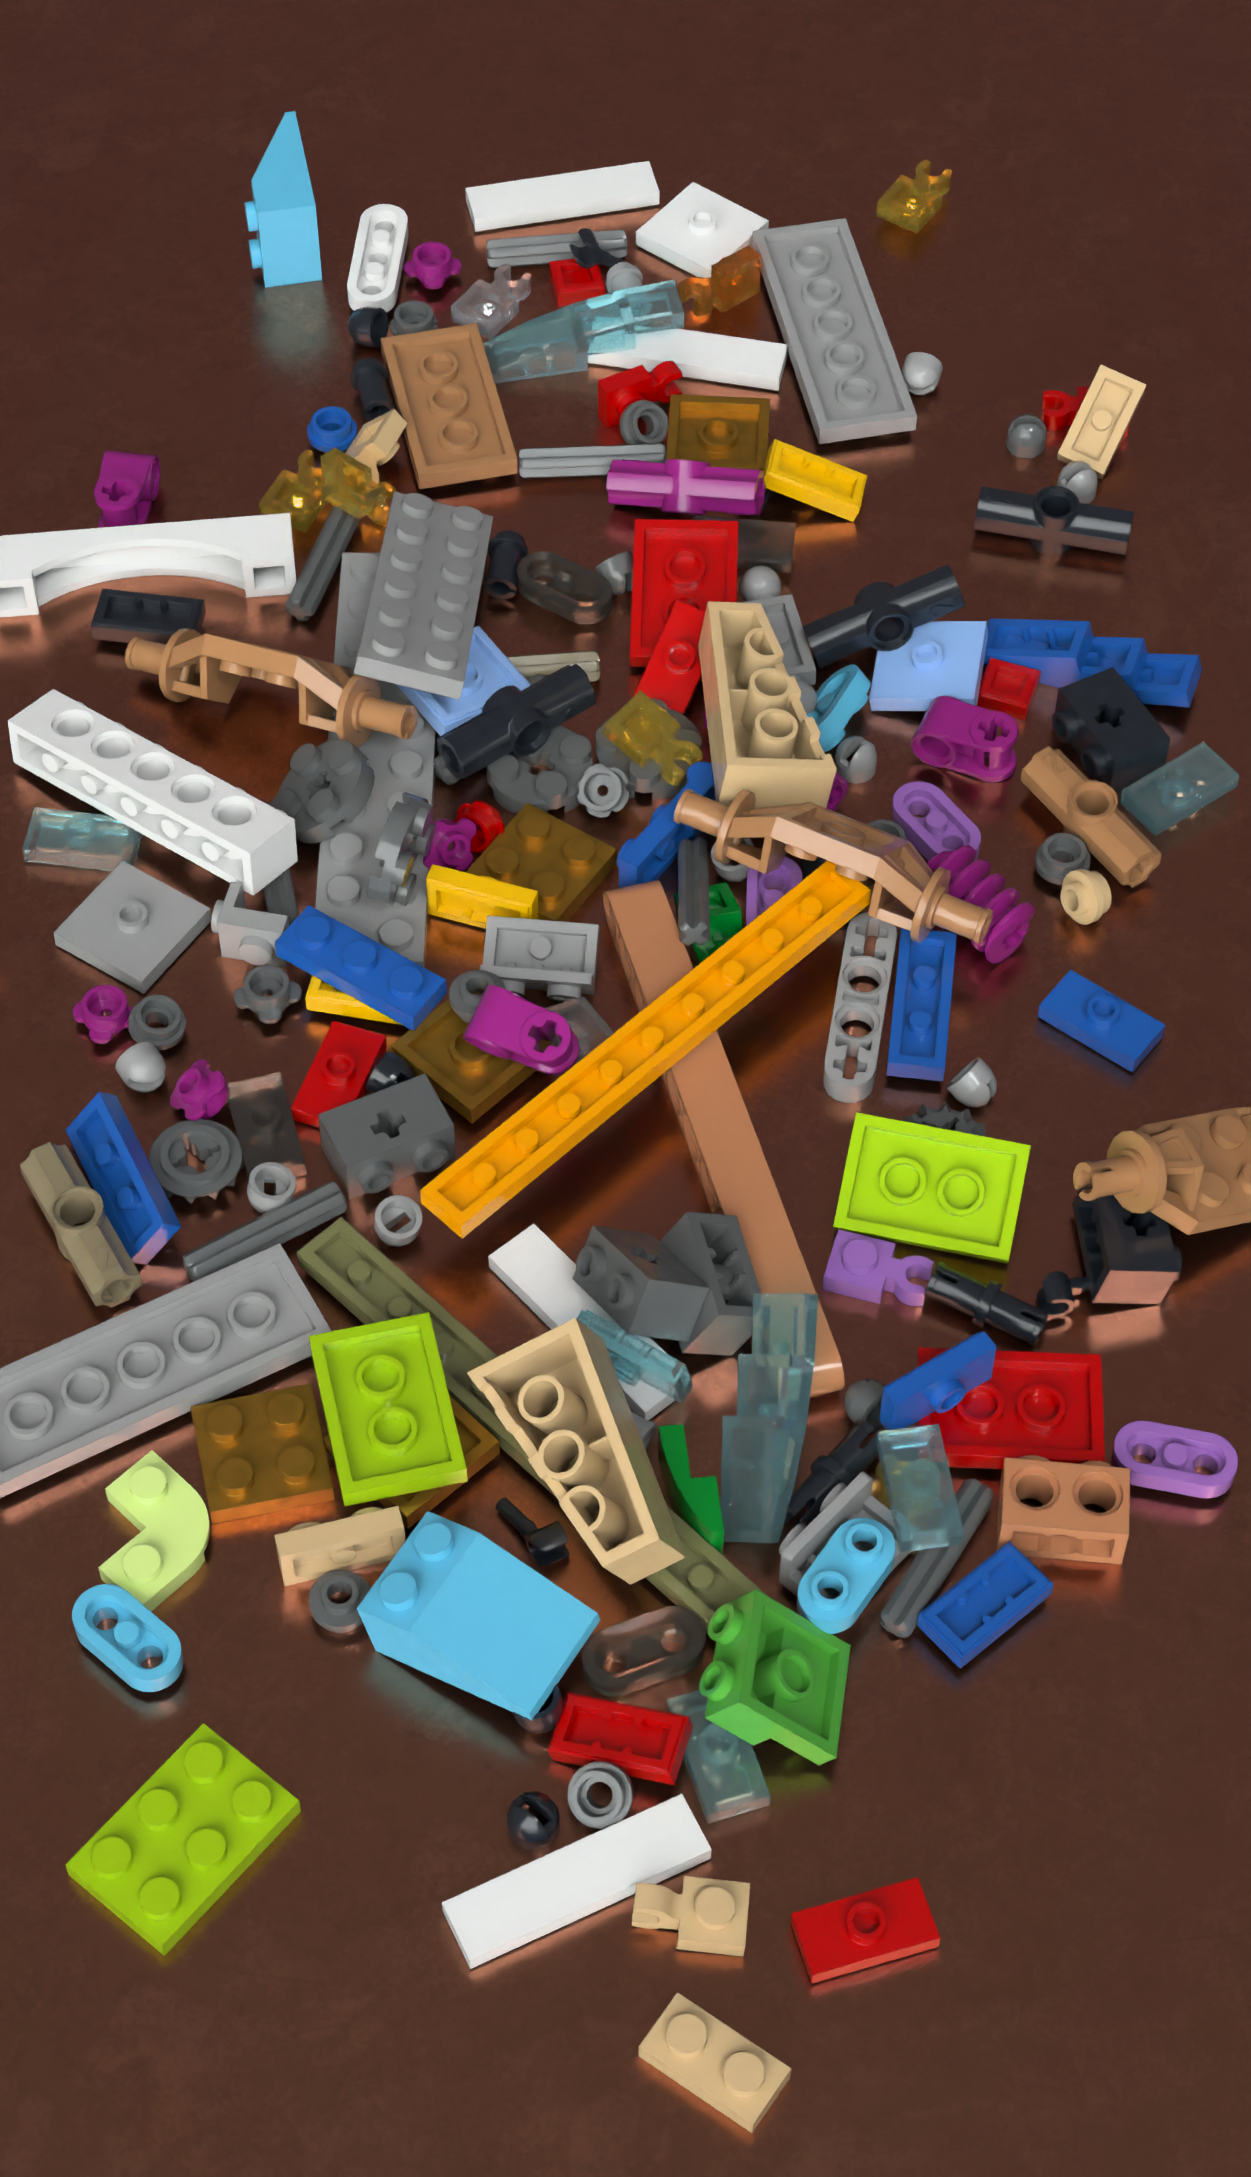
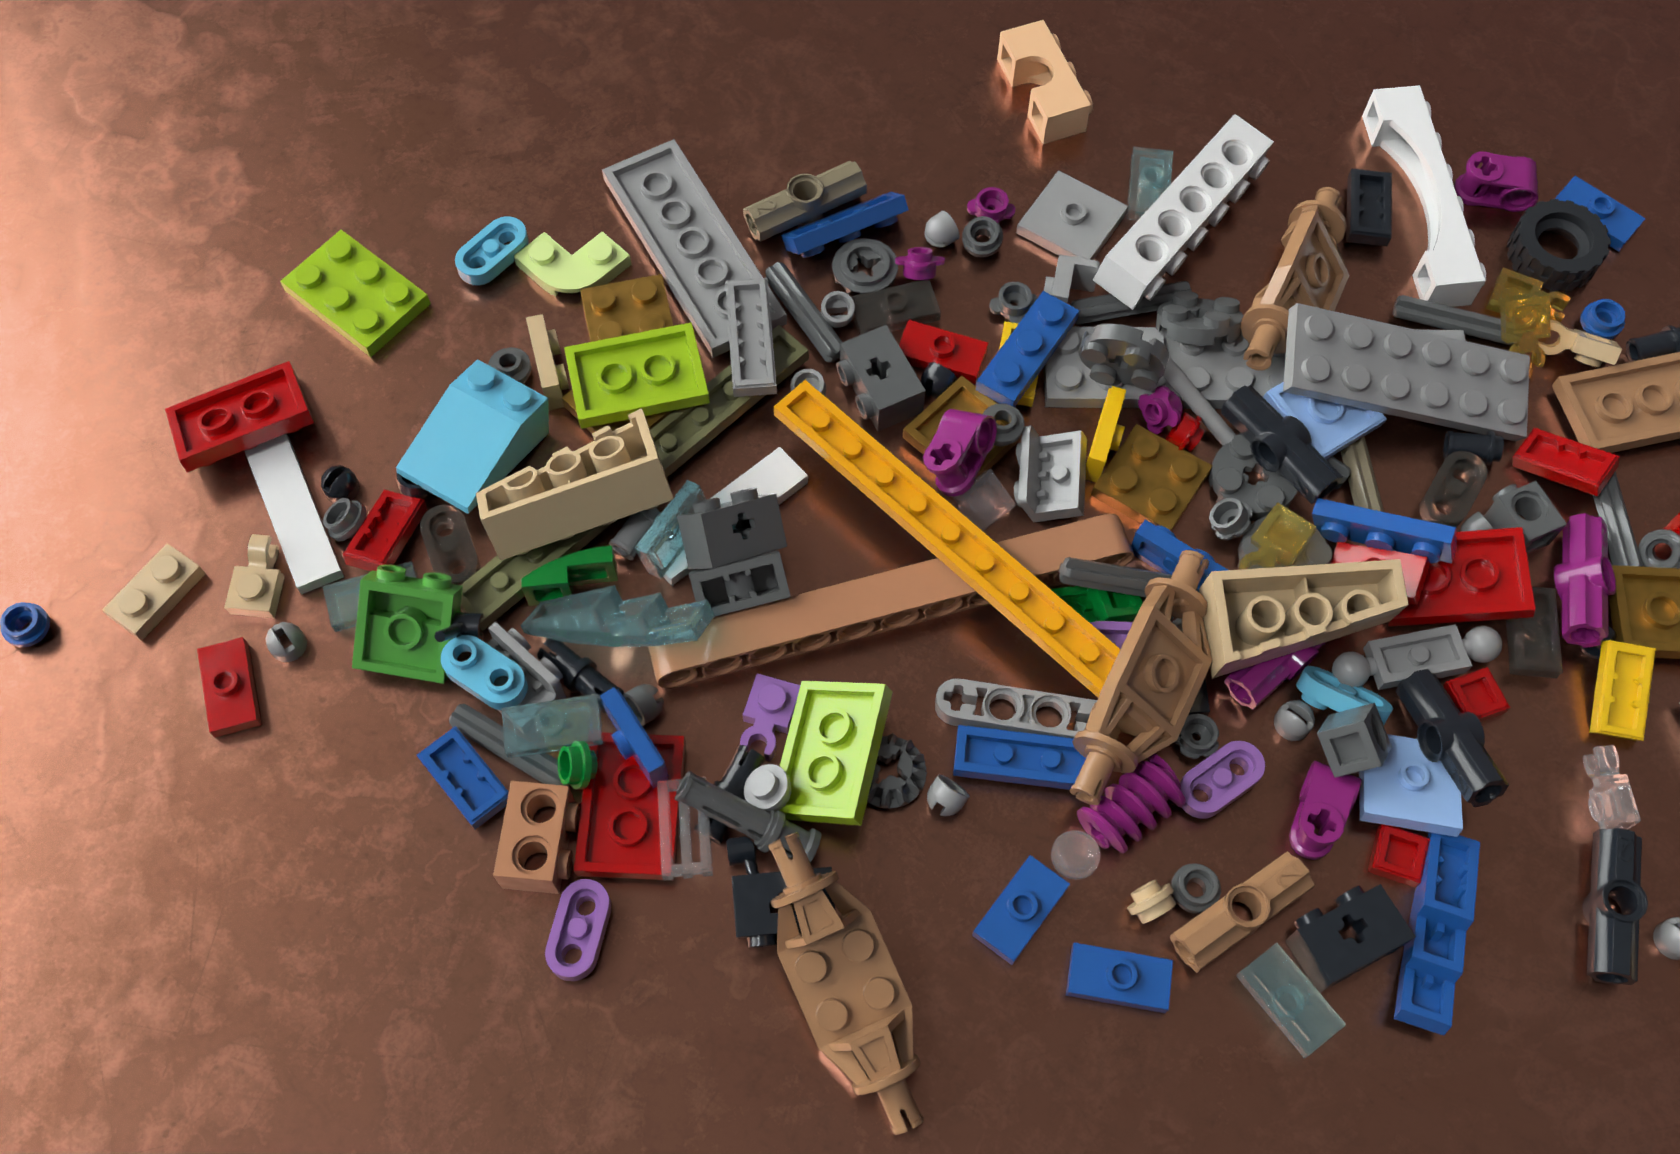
camera: 90 degrees right, 10 degrees up
(174, 415) = (1618, 218): none -> blue plate
(221, 424) = (1570, 221): none -> black tyre
(328, 1272) = (750, 337): none -> light grey plate
(423, 1963) = (238, 416): none -> red plate
(443, 805) = (1197, 402): none -> light grey bar
(531, 484) = (1566, 461): none -> red plate
(601, 527) = (1531, 502): none -> dark grey brick
(636, 640) = (1384, 530): none -> blue plate
(786, 1593) = (463, 624): none -> black hand
(799, 1871) = (294, 634): none -> light grey hinge
(818, 598) = (1477, 694): none -> red tile
(900, 688) = (1354, 740): none -> dark grey brick
(937, 507) = (1611, 798): none -> clear plate
(981, 1460) = (577, 765): none -> green plate
(986, 1250) = (768, 787): none -> light grey plate
(1033, 964) = (1075, 854): none -> clear plate
(1038, 1249) = (746, 818): none -> dark grey pin
(1047, 1344) = (687, 868): none -> clear tile
(1169, 936) = (1119, 977): none -> blue plate

